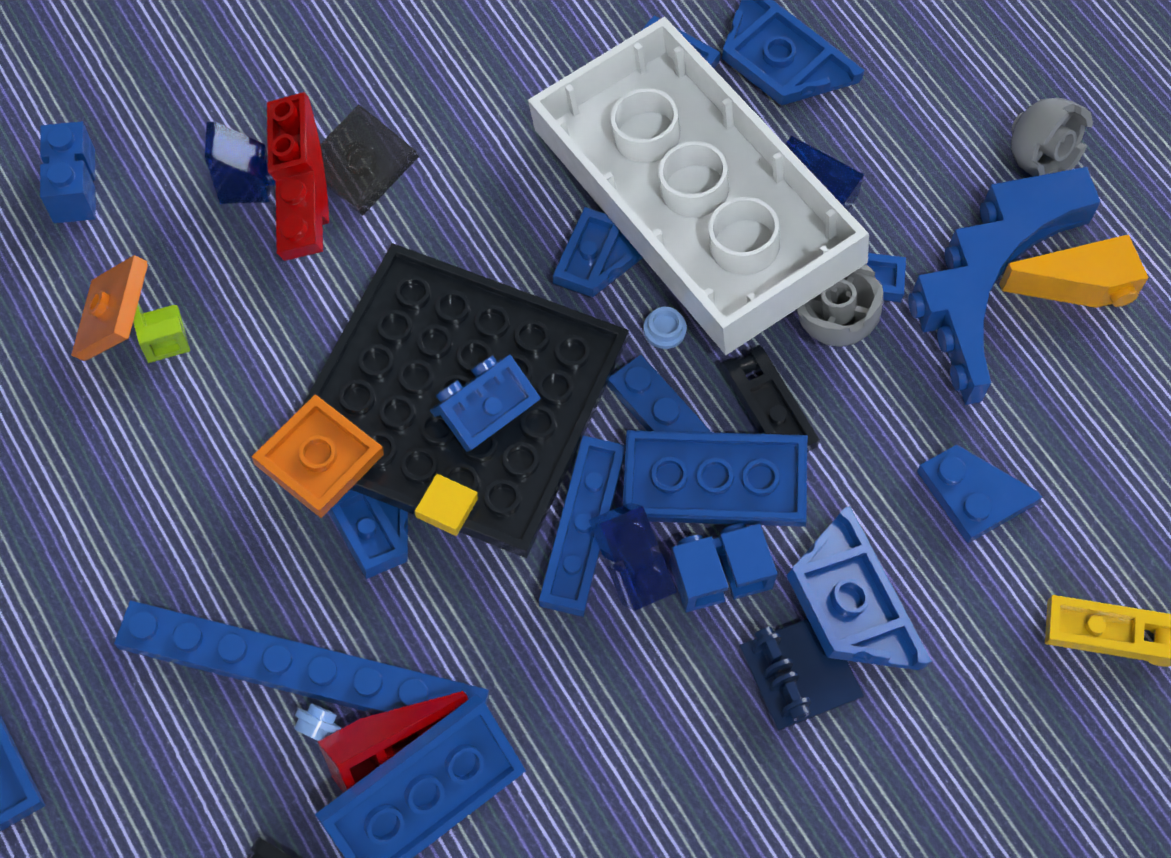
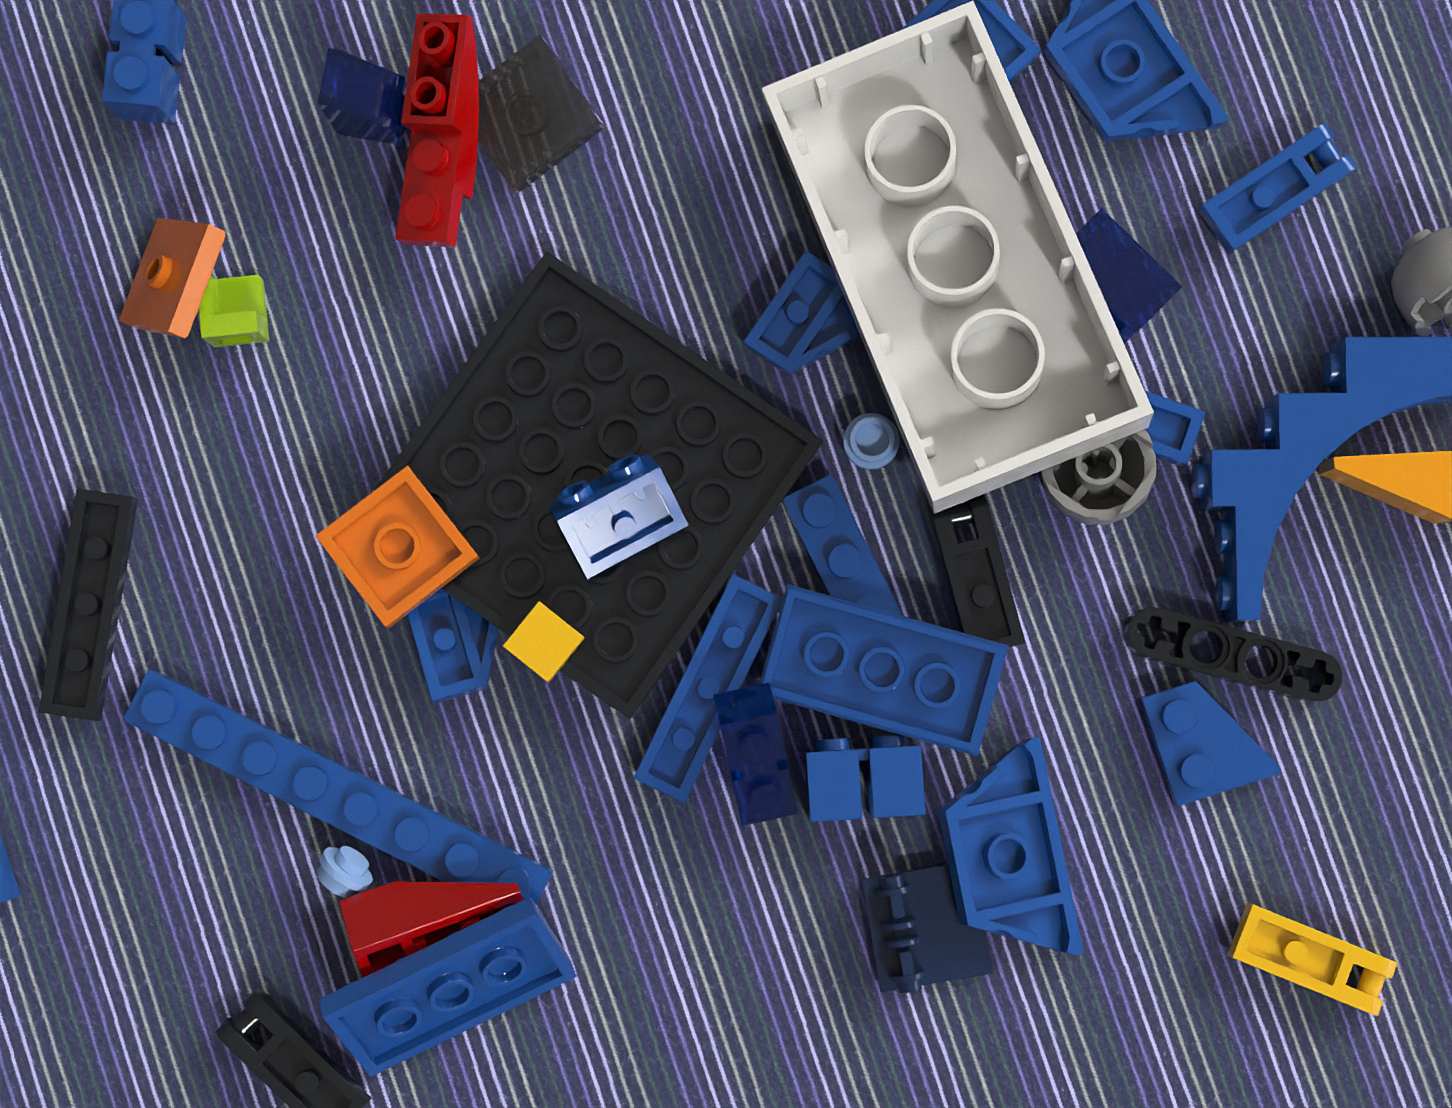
camera: 10 degrees right, 20 degrees up
(74, 563) = (88, 605): none -> black plate
(910, 110) = (1275, 189): none -> blue plate
(978, 429) = (1231, 657): none -> black beam

